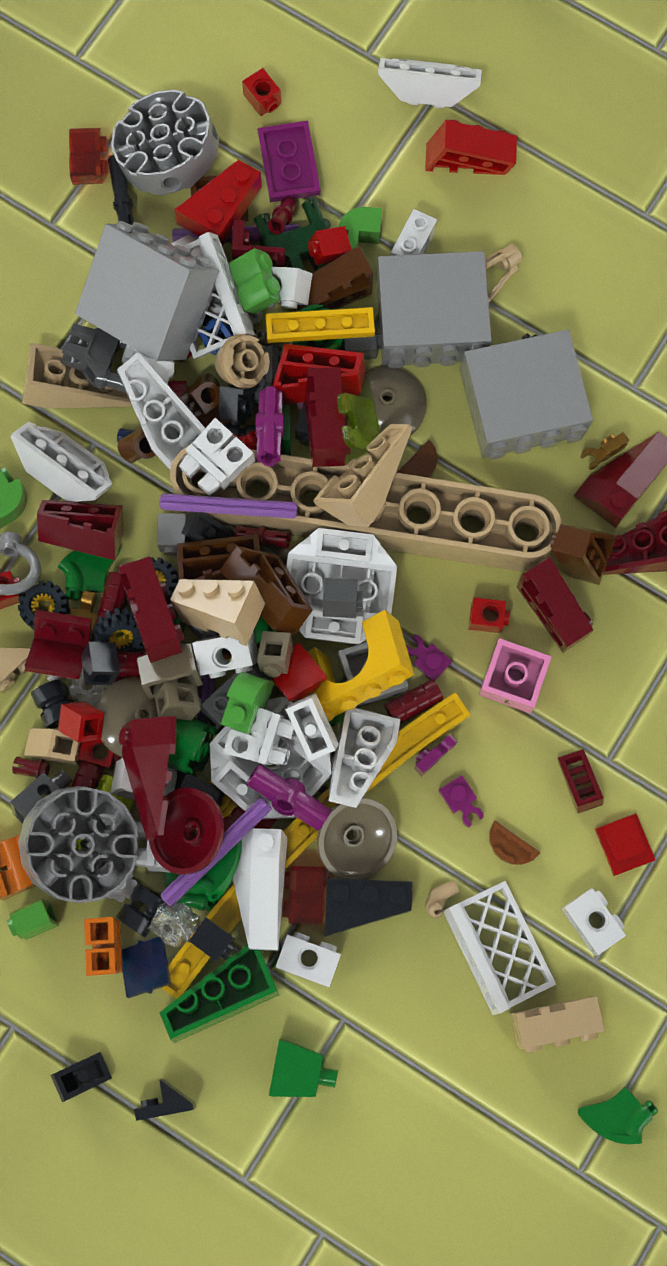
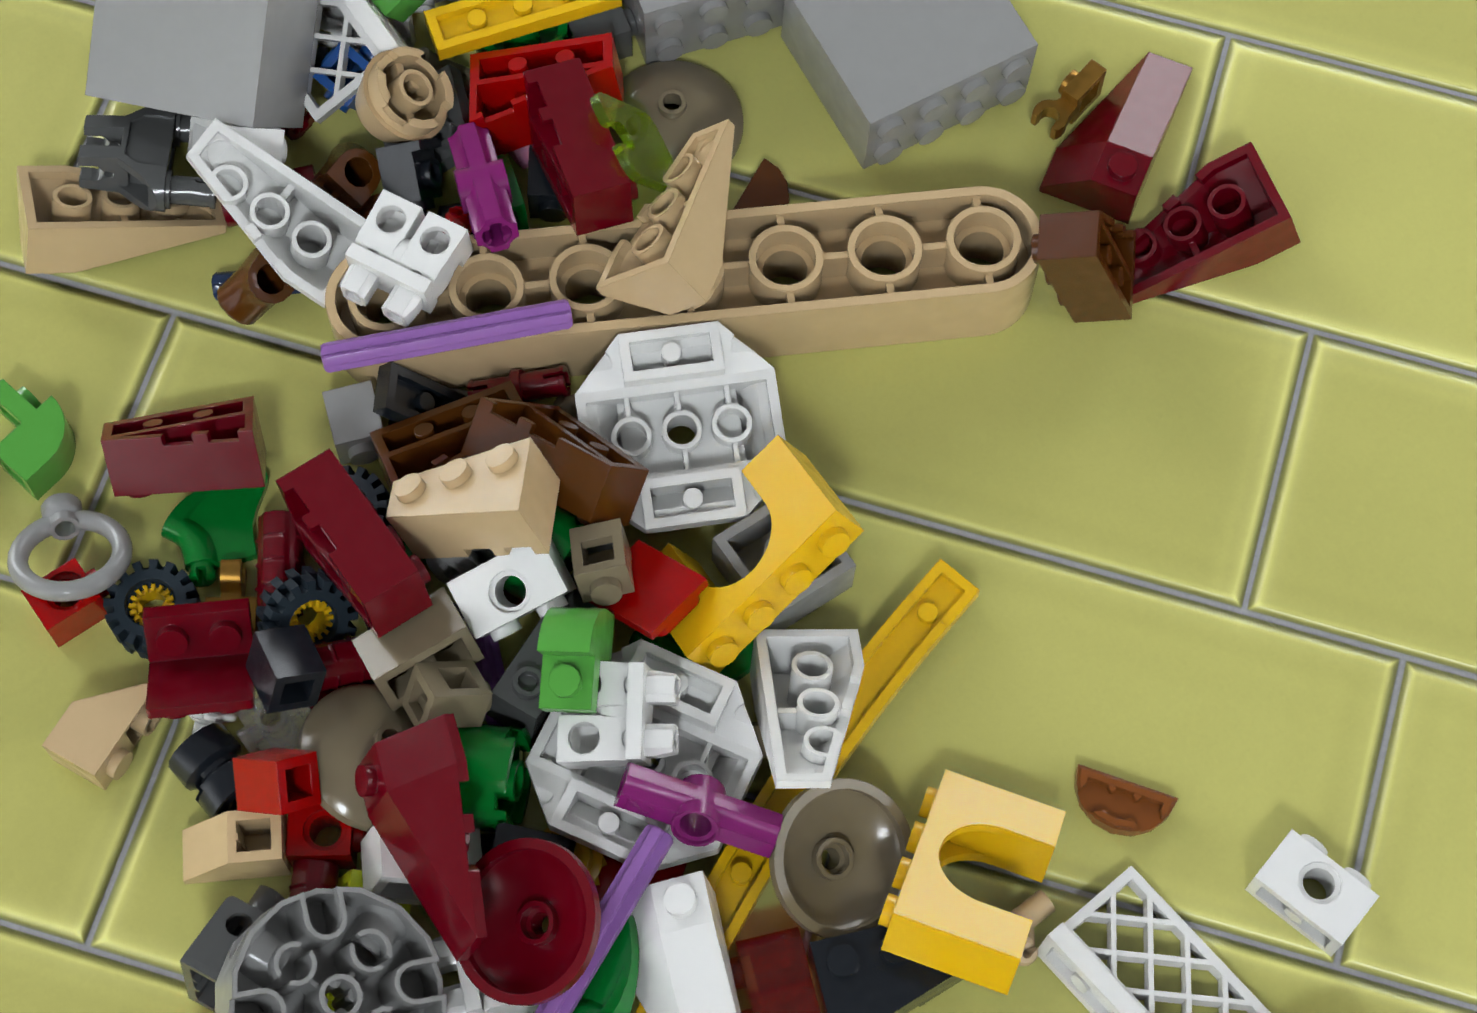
camera: 15 degrees left, 10 degrees down
(31, 767) = (199, 900): dark red pin -> none
(61, 463) = (120, 355): white wedge -> none
(312, 727) = (707, 669): white brick -> none
(341, 597) = (692, 441): dark grey brick -> none
(389, 886) = (937, 921): none -> yellow arch
(414, 701) = (873, 594): dark red axle -> none
(428, 758) = (928, 688): magenta plate -> none
(430, 660) = (882, 519): magenta plate -> none
(459, 797) = (1003, 742): magenta plate -> none
(479, 623) = (947, 435): red brick -> none
(515, 675) = (1036, 503): bright pink brick -> none
(555, 605) = (1066, 367): dark red wedge -> none
(587, 803) = (1226, 683): dark red slope -> none
(625, 844) = (1320, 745): red piece -> none

